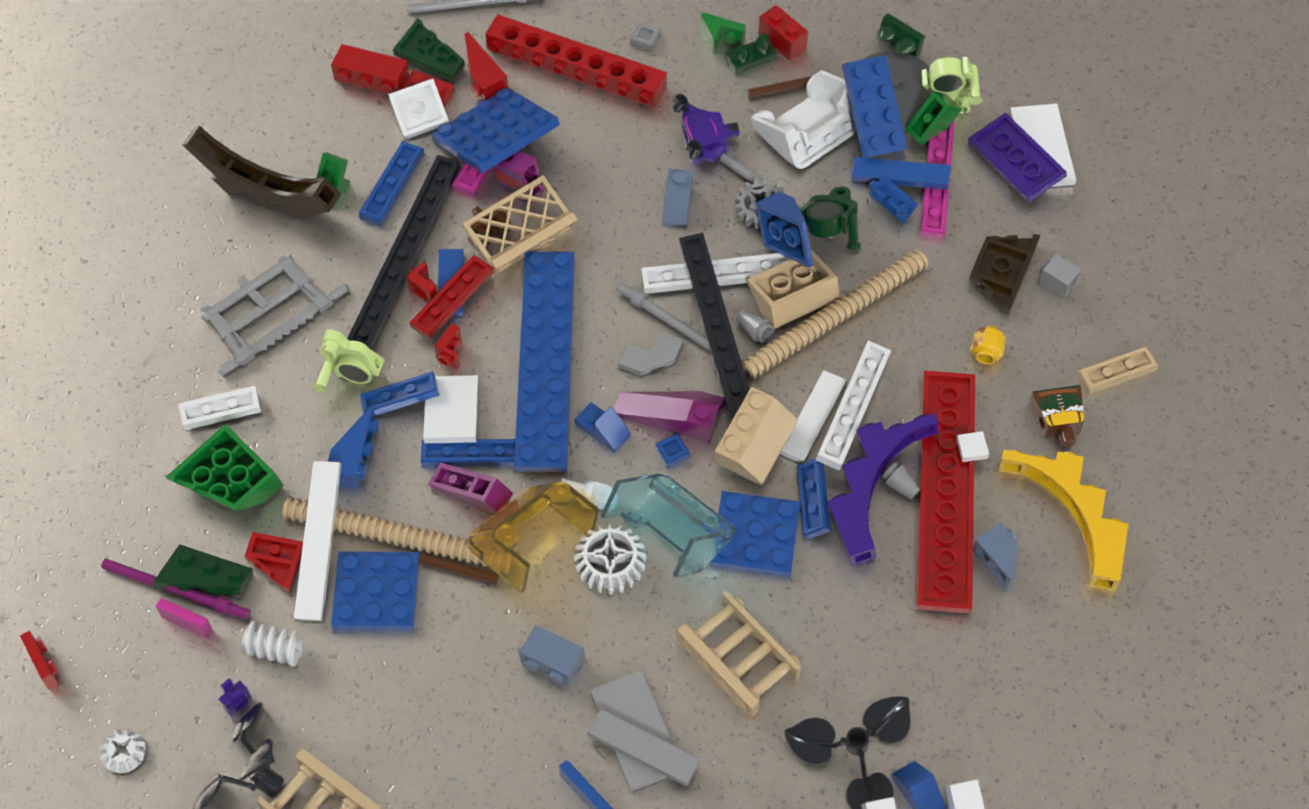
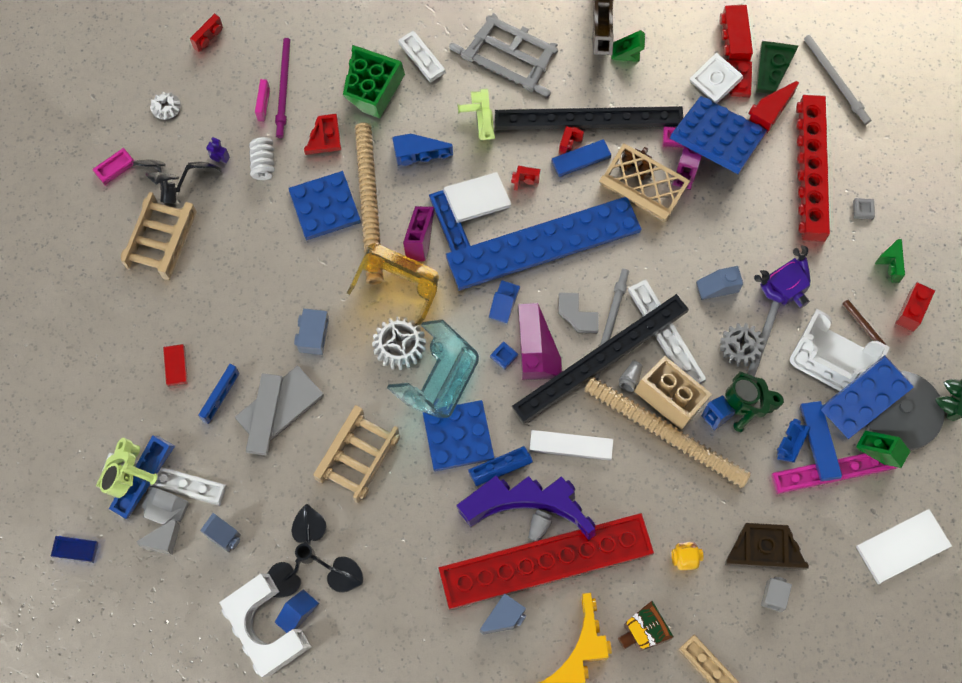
camera: 70 degrees right, 10 degrees up
(197, 569) = (298, 94): dark green wing -> none
(317, 541) = (342, 153): white tile -> none
(391, 183) = (648, 87): blue tile -> none
(400, 394) = (475, 160): blue tile -> none
(451, 297) = (566, 162): red tile -> none
(460, 569) = (359, 246): reddish brown bar -> none
(594, 491) = (445, 310): white arm -> none
(751, 55) = (884, 291): dark green tile -> none
(755, 436) = (528, 406): tan slope -> none
(784, 228) = (720, 367): blue slope -> none
(835, 252) = (717, 412): none -> blue slope
(853, 405) = (588, 469): white plate -> none
(949, 77) = (924, 450): yellowish green piece -> none
(972, 446) = (585, 568): white tile -> none
(1017, 157) = (878, 528): dark purple tile -> none

